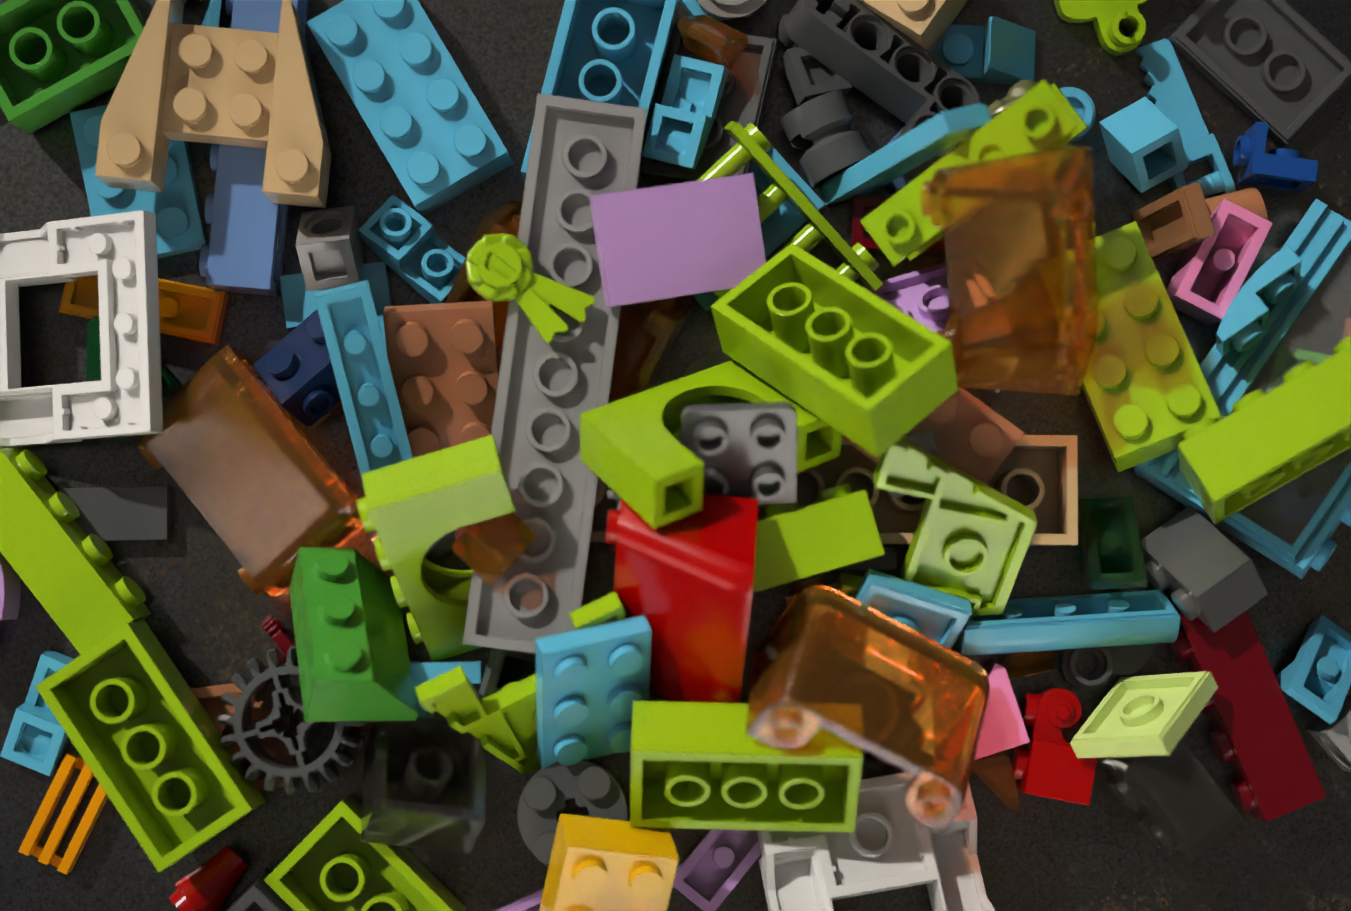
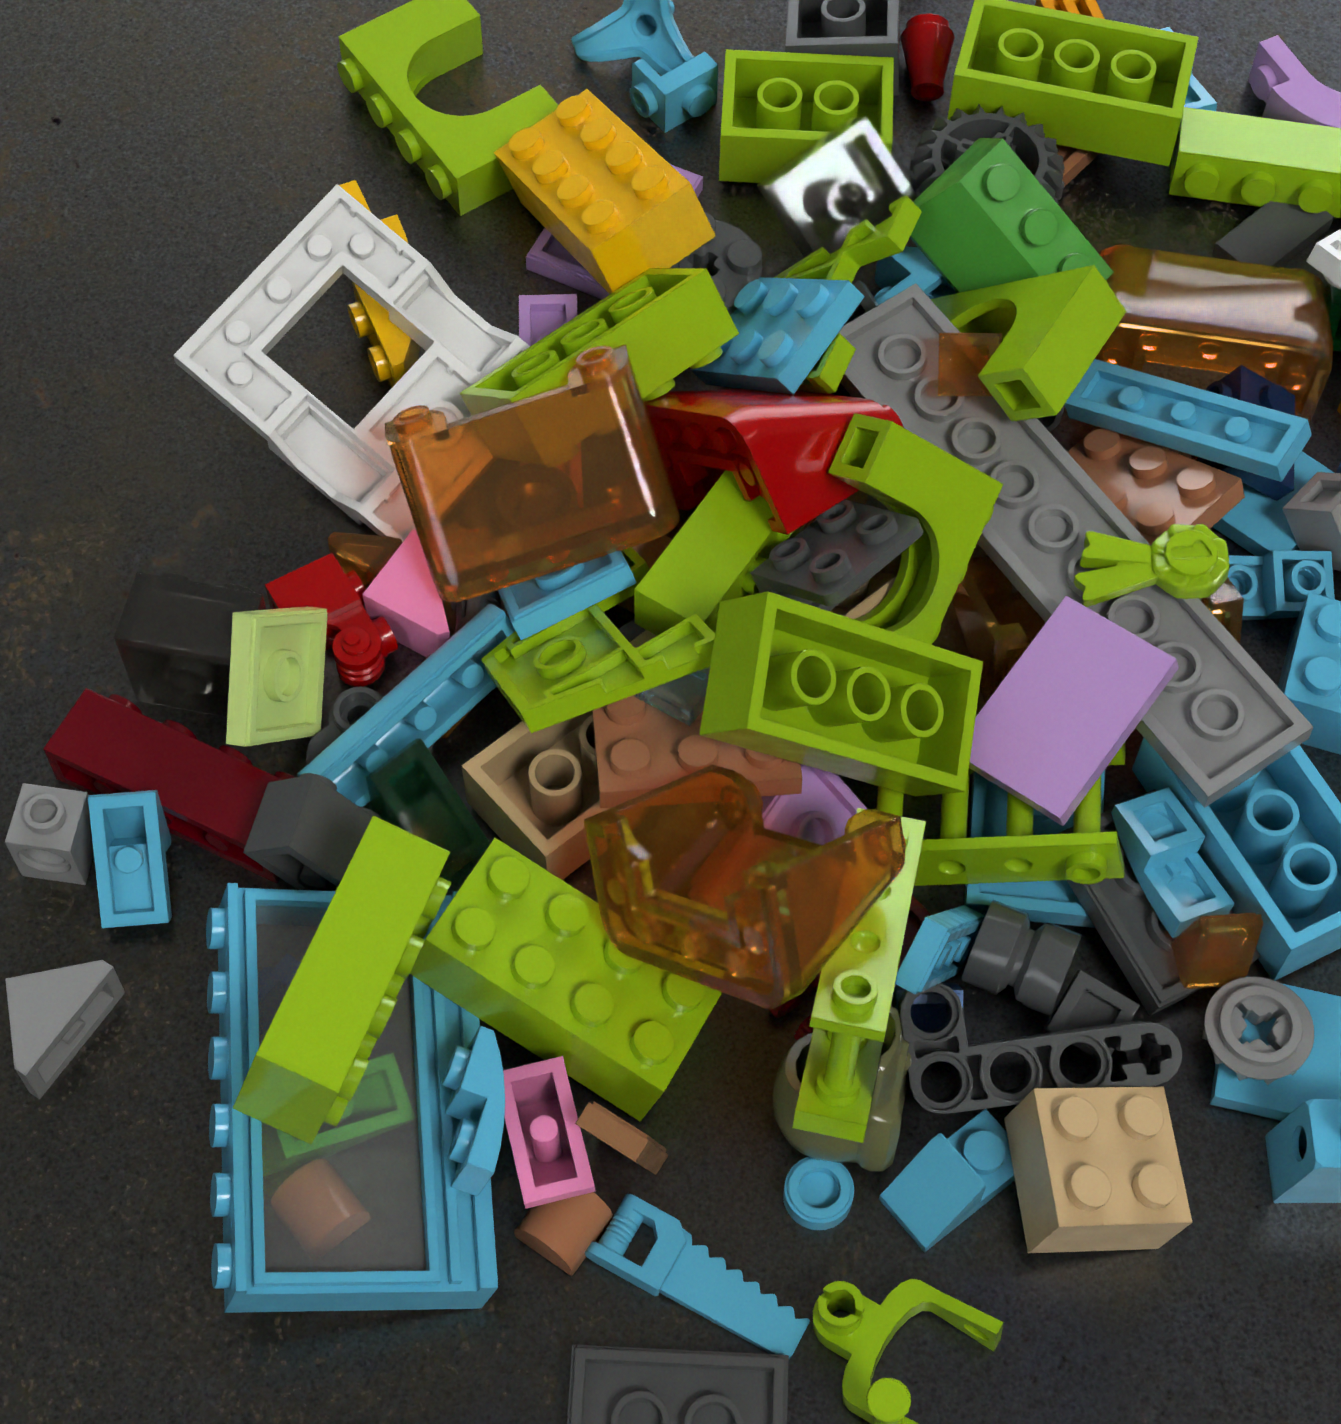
camera: 135 degrees right, 25 degrees down
(1143, 144) = (719, 1202): medium azure brick -> none
(1278, 170) = (558, 1304): blue bracket -> none

